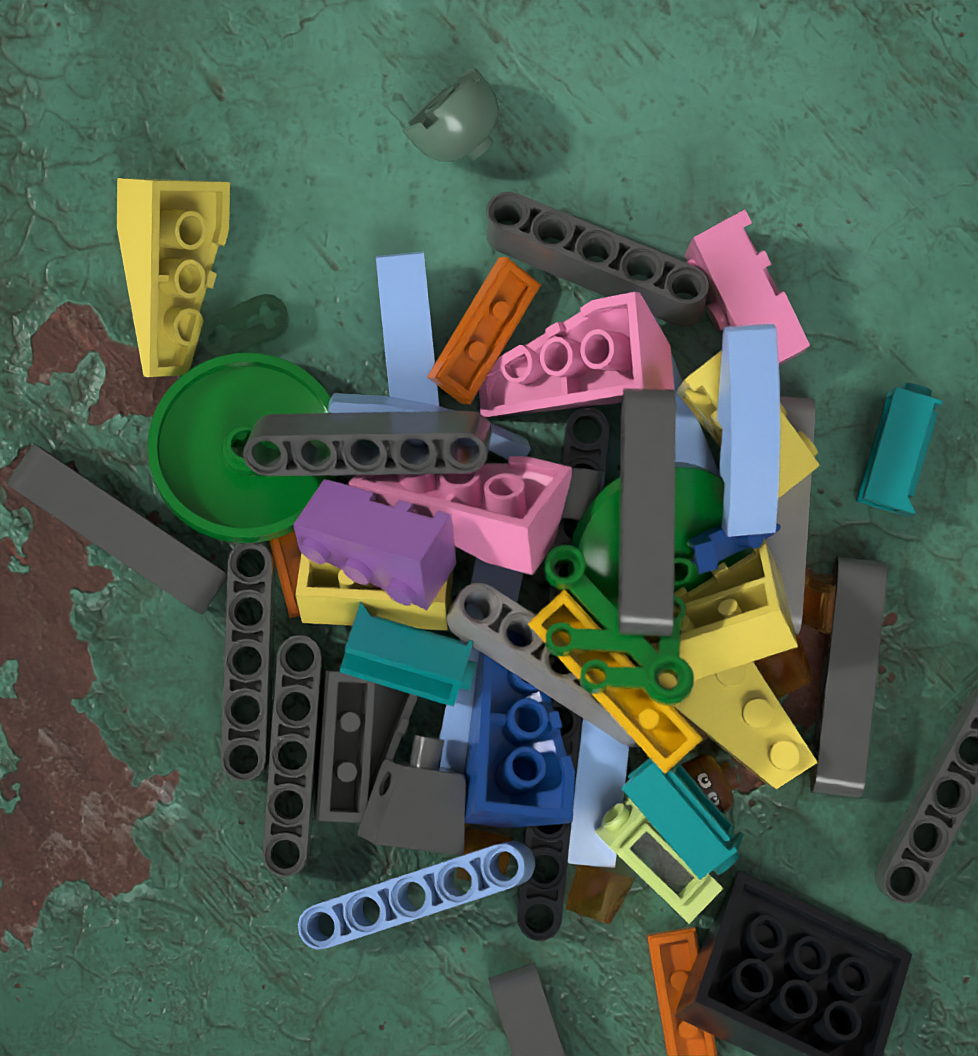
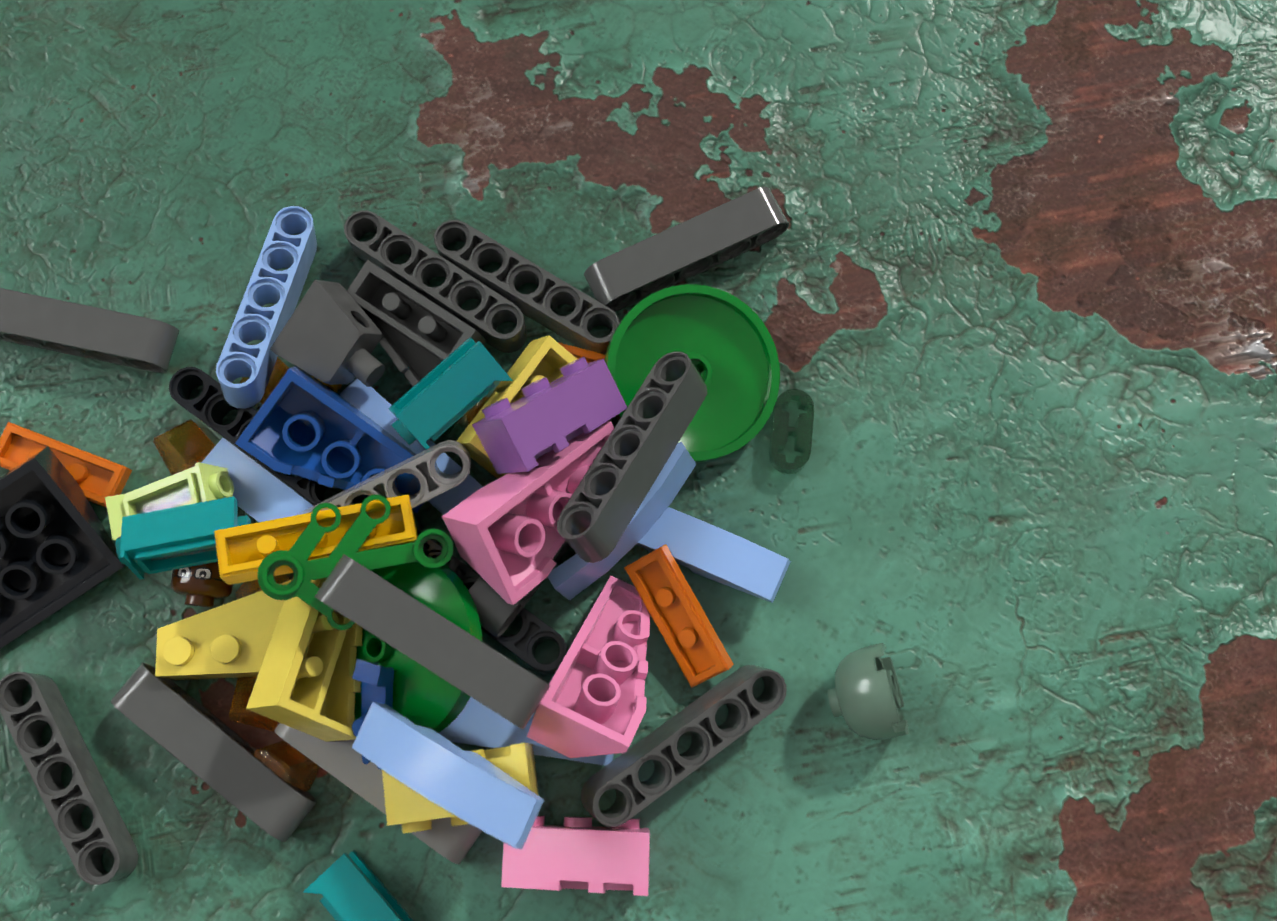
camera: 125 degrees right, 10 degrees down
(168, 255) = (883, 404): light yellow wedge -> none

